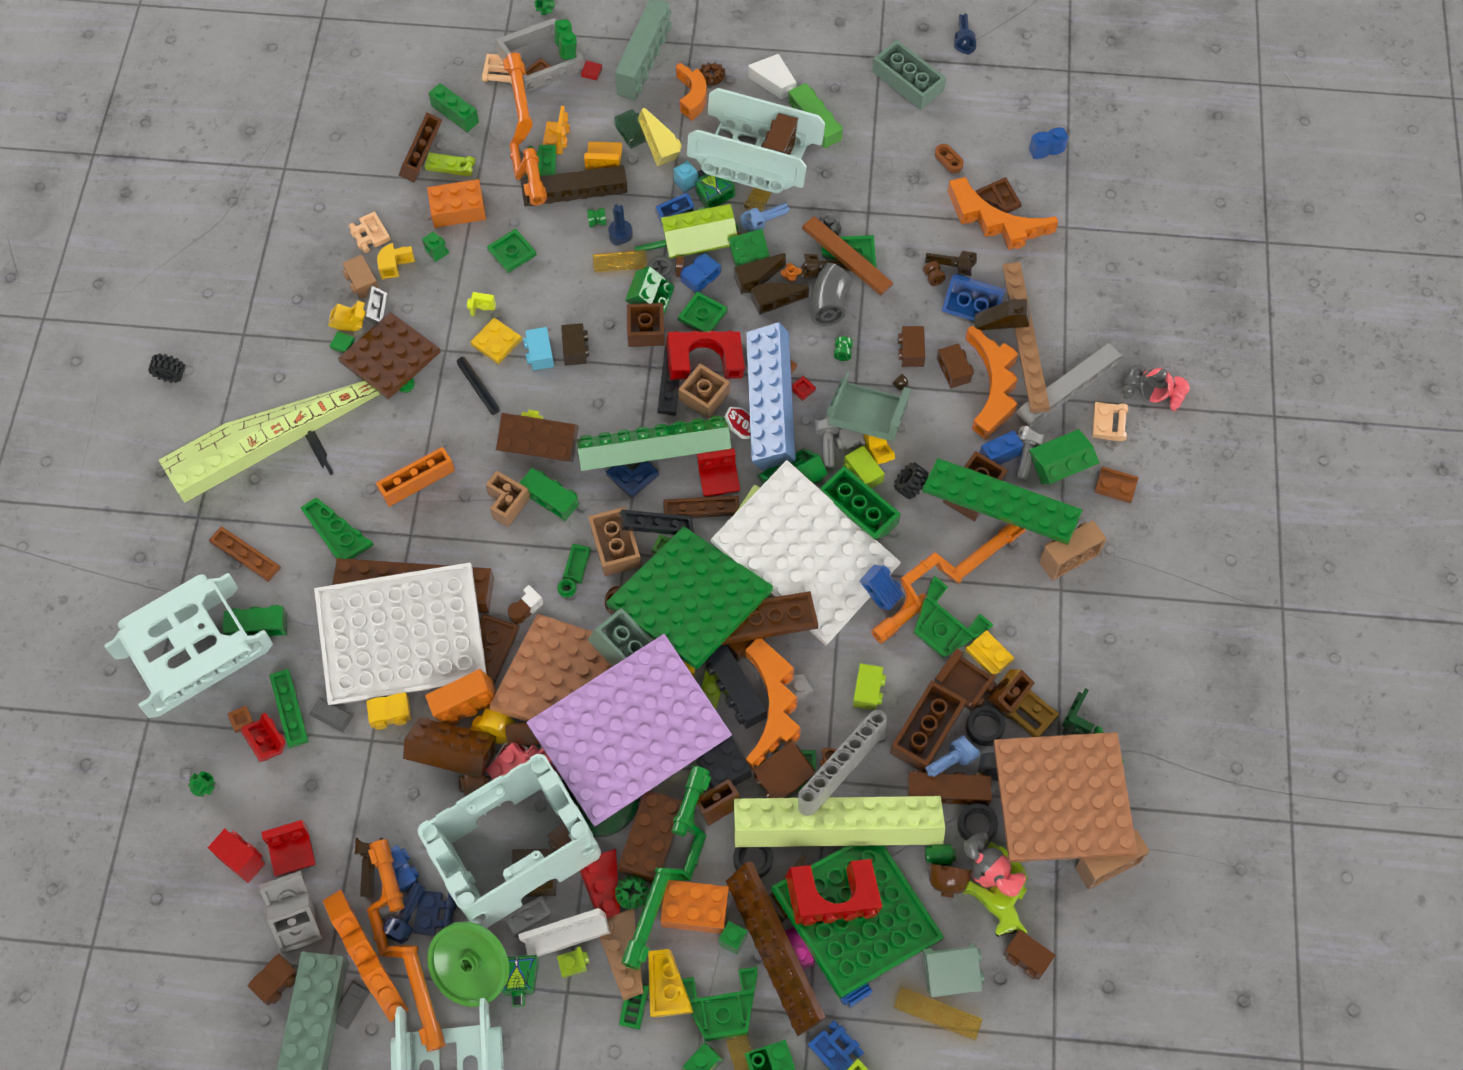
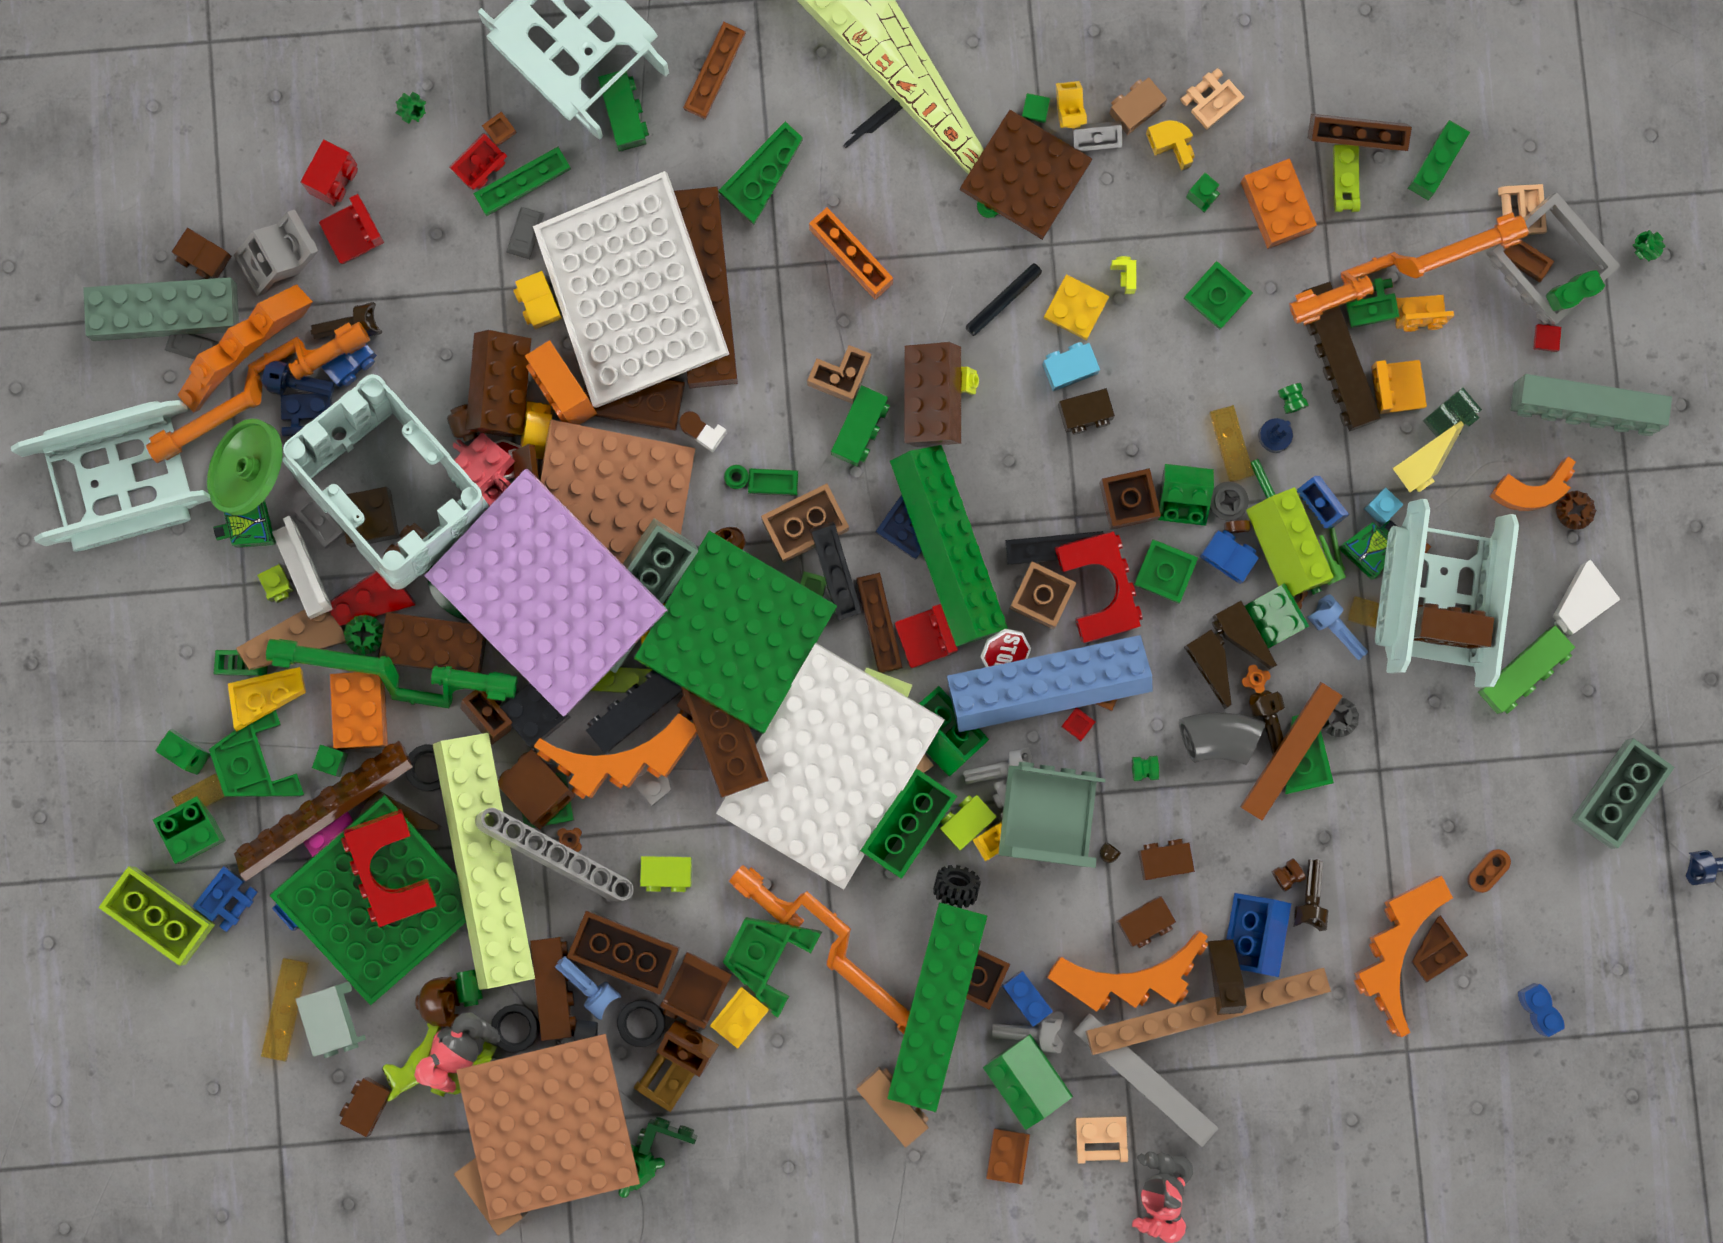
camera: 75 degrees right, 20 degrees up
(881, 587) = (798, 870): blue brick -> none

